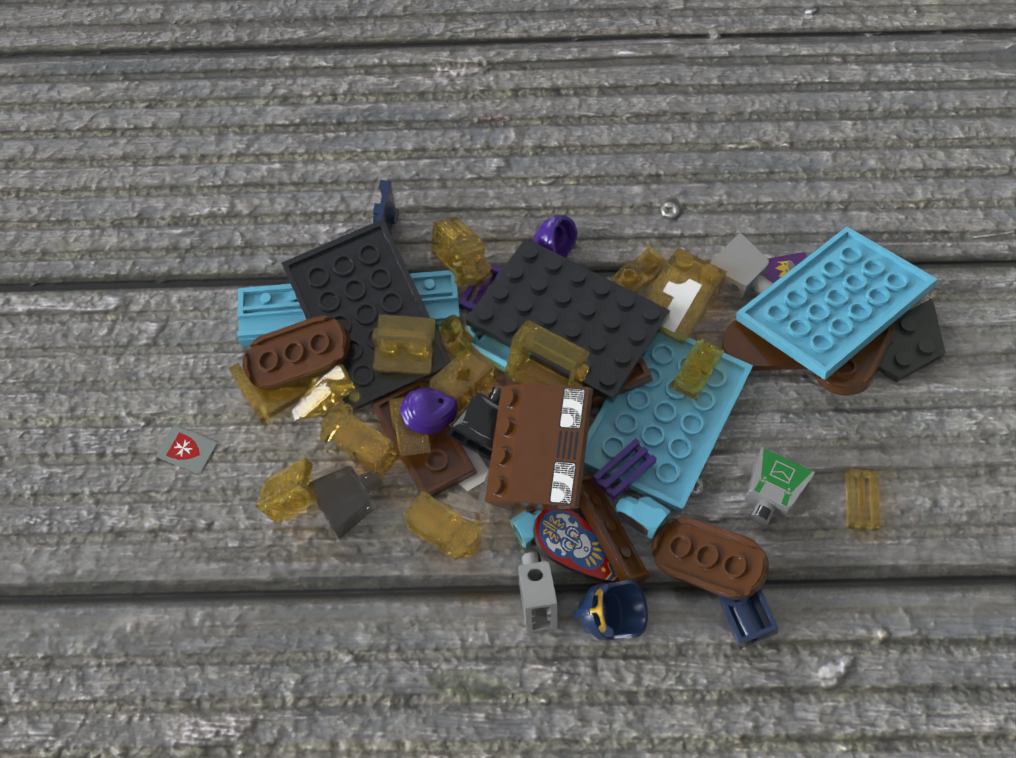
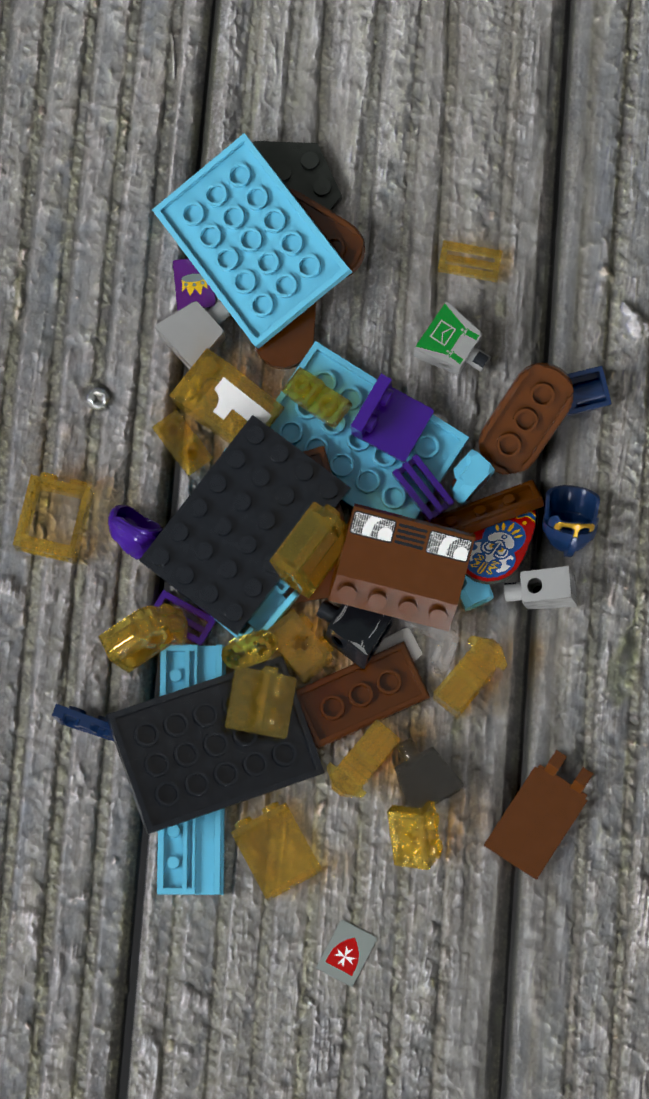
camera: 80 degrees left, 15 degrees up
(296, 353) = (258, 822): reddish brown tile -> none
(311, 610) = (539, 817): none -> reddish brown tile
(324, 394) = (308, 793): clear yellow bracket -> none
(408, 441) = (354, 702): clear yellow slope -> none
(428, 410) = (343, 681): dark purple hair -> none
(558, 164) = (46, 548): none -> clear yellow window
(687, 429) = (391, 420): none -> dark purple bracket

